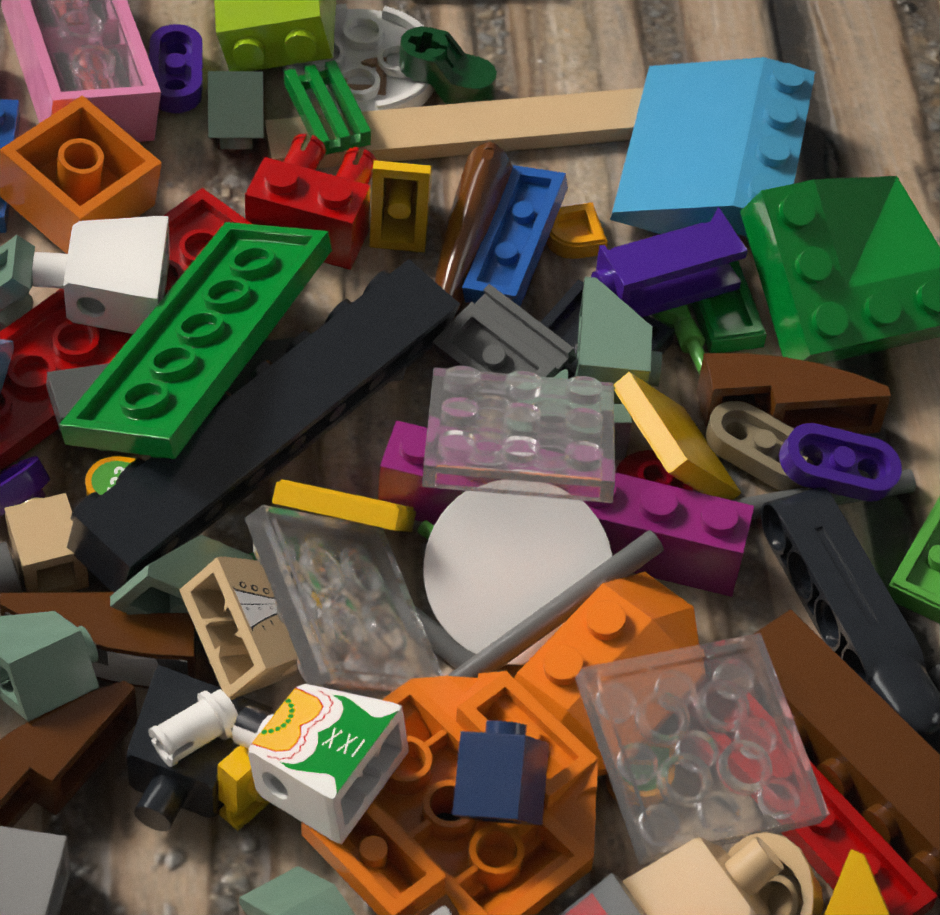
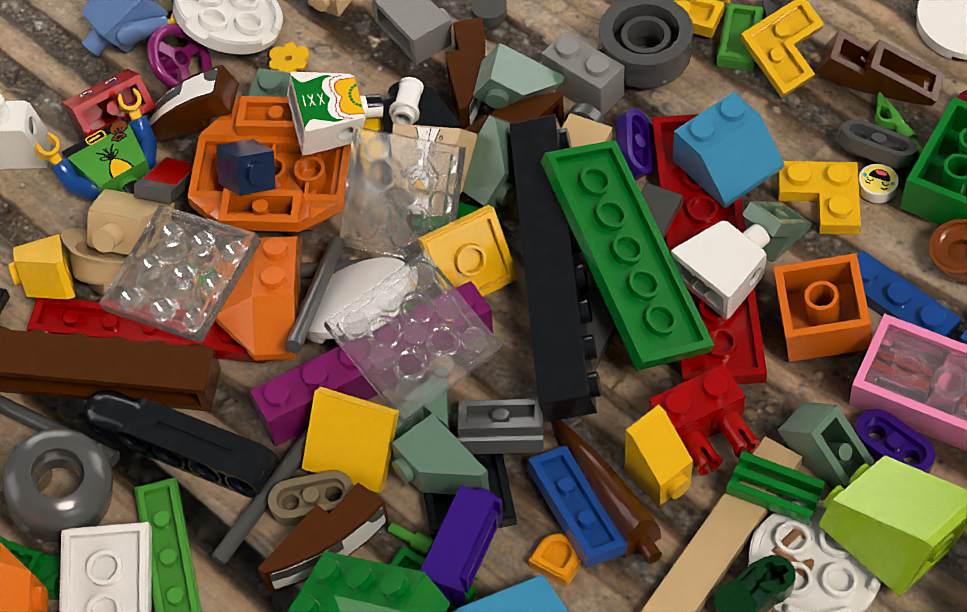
camera: 145 degrees right, 5 degrees up
(837, 459) = (251, 502): dark purple plate -> none

